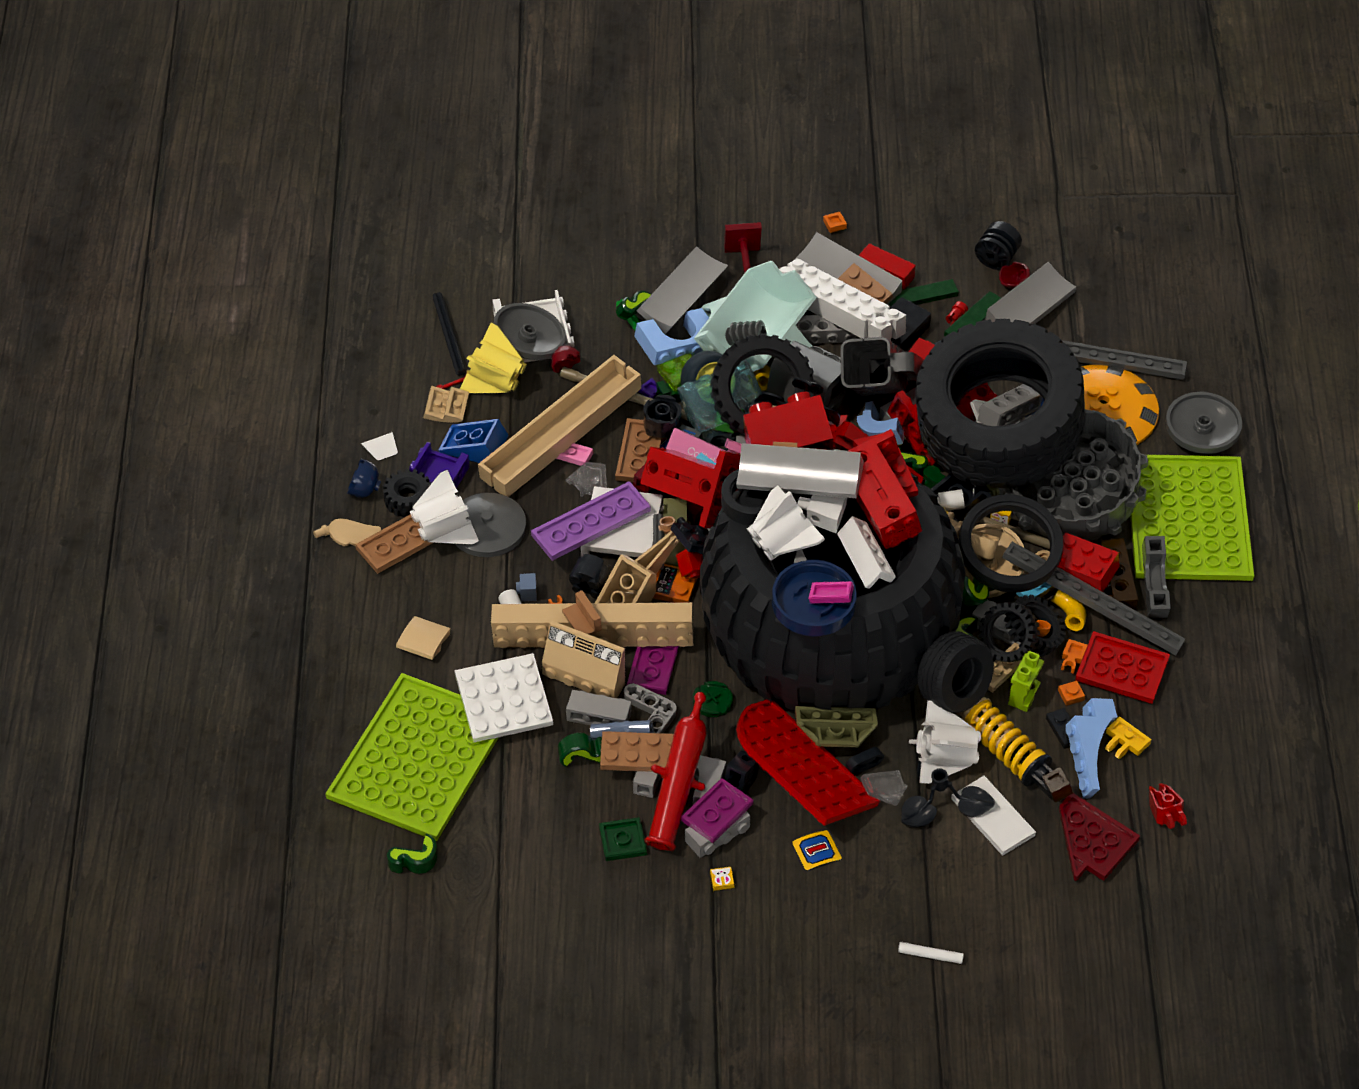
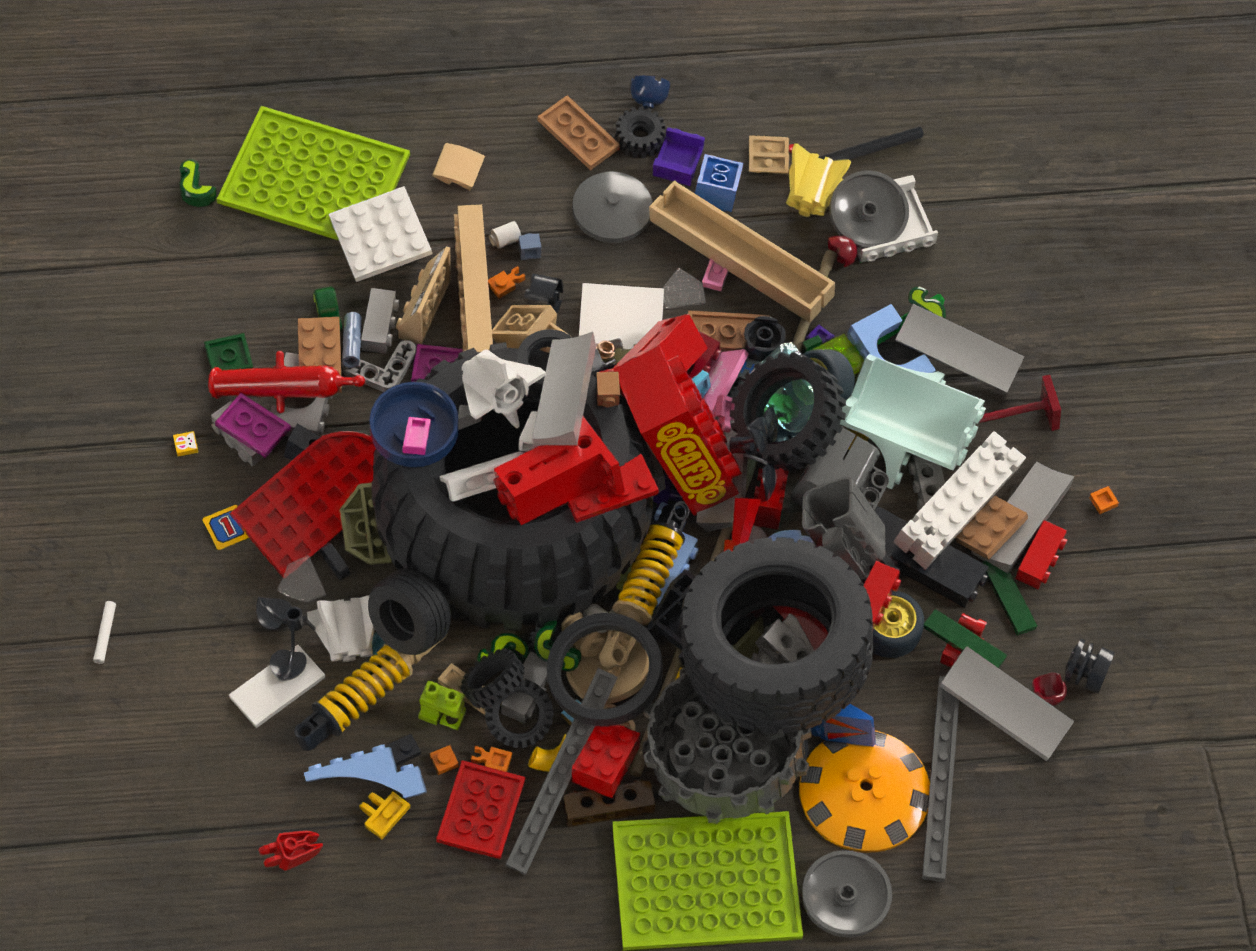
camera: 80 degrees right, 10 degrees up
(347, 531) = (587, 90): tan animal -> none
(382, 446) = (706, 107): white sticker -> none
(443, 514) = (596, 154): white brick -> none
(583, 615) = (466, 279): medium nougat panel -> none
(590, 520) = (610, 286): medium lavender plate -> none
(741, 330) = (886, 405): dark grey piece -> none
(951, 500) = (667, 613): white brick -> none
(1044, 628) = (522, 721): orange hinge -> none
(1057, 784) = (302, 735): dark brown panel -> none
(1093, 838) = (251, 780): dark red wing -> none
(1154, 574) = (577, 840): dark grey arch -> none

